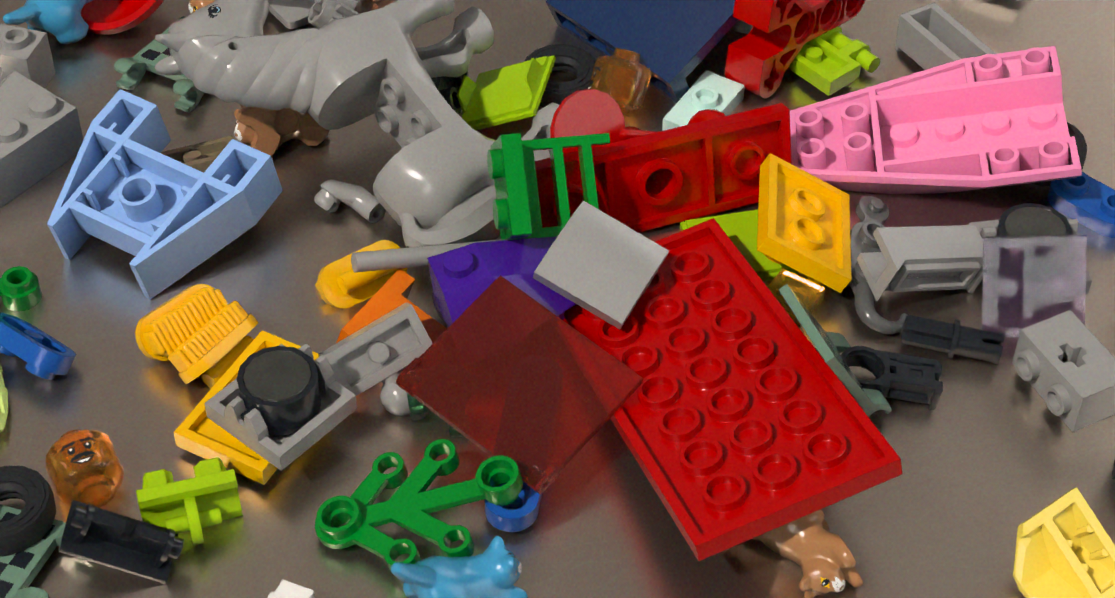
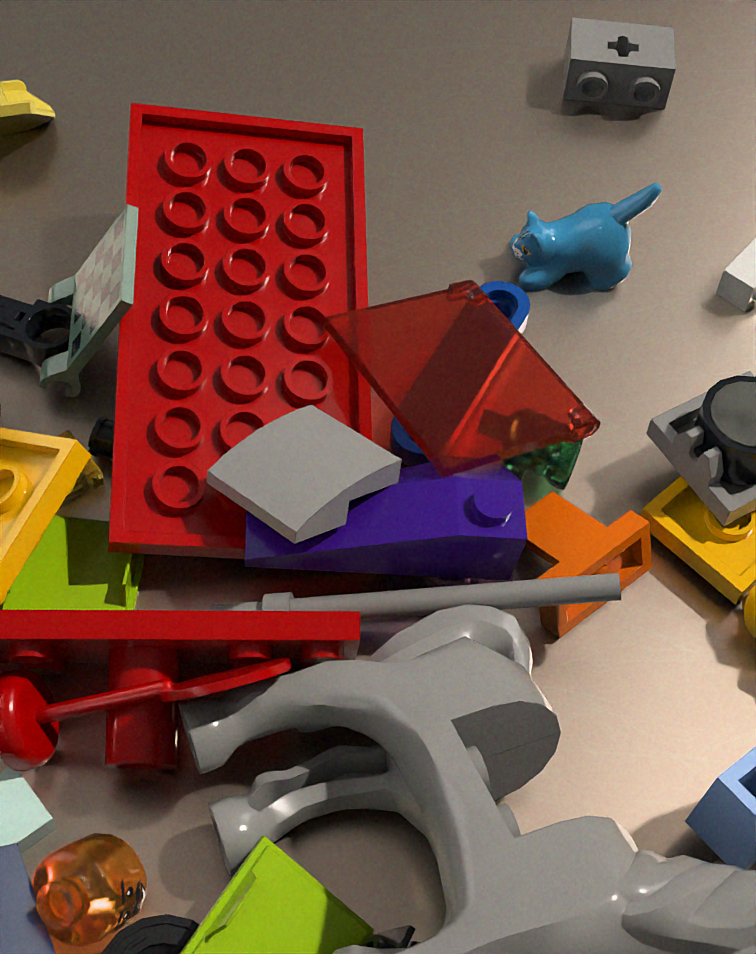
camera: 165 degrees left, 10 degrees up
(344, 288) = (593, 673): yellow piece -> none
(352, 195) = (561, 804): light grey arm -> none
(378, 355) = (592, 477): light grey plate -> none
(412, 504) = (669, 341): green plant -> none
(514, 173) = (375, 581): green plate -> none

